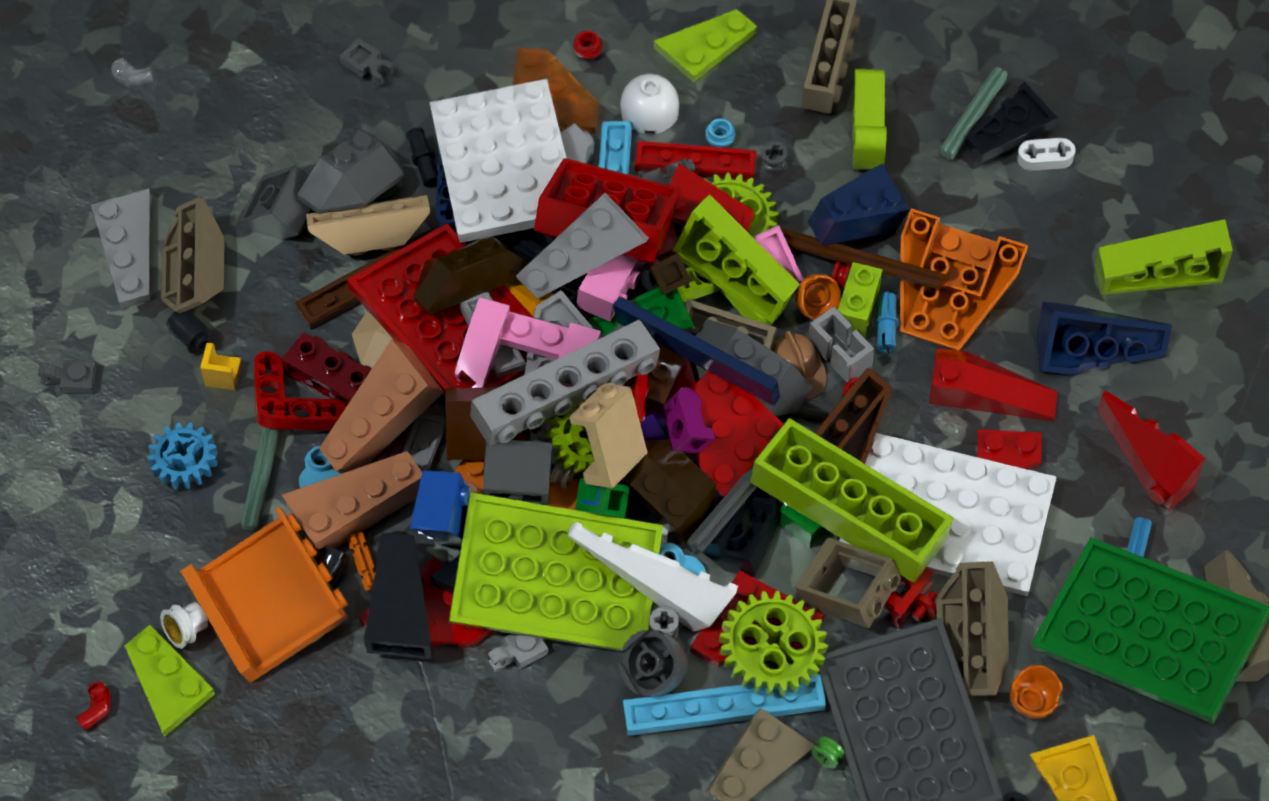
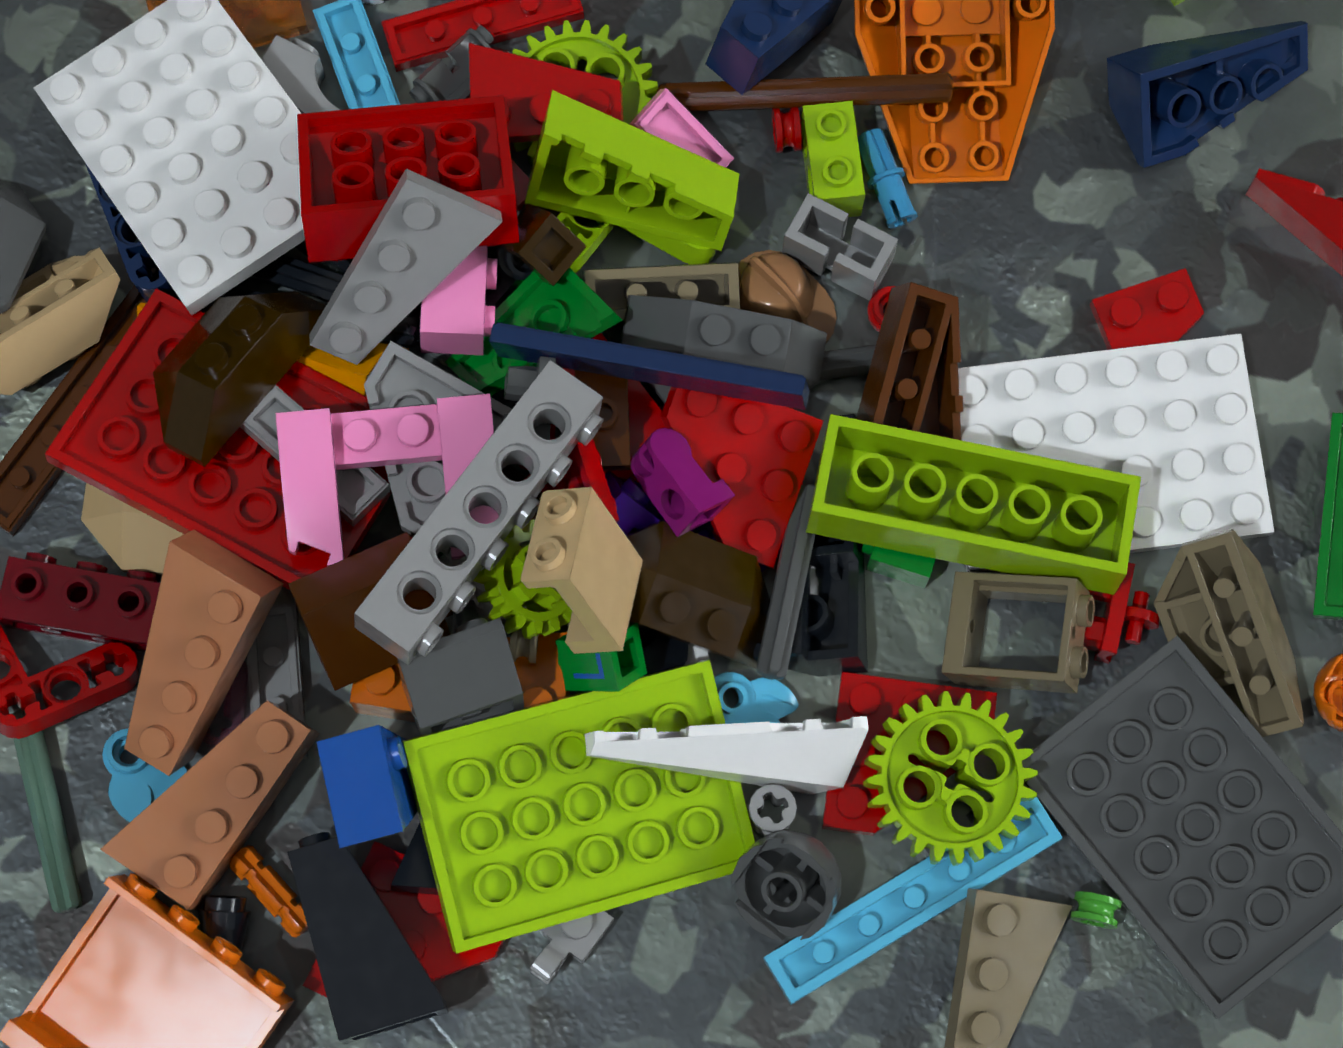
camera: 25 degrees left, 15 degrees up
(423, 156) = (60, 178): black pin -> none
(817, 295) = (771, 181): orange hair -> none
(980, 385) = (1064, 224): red wedge -> none

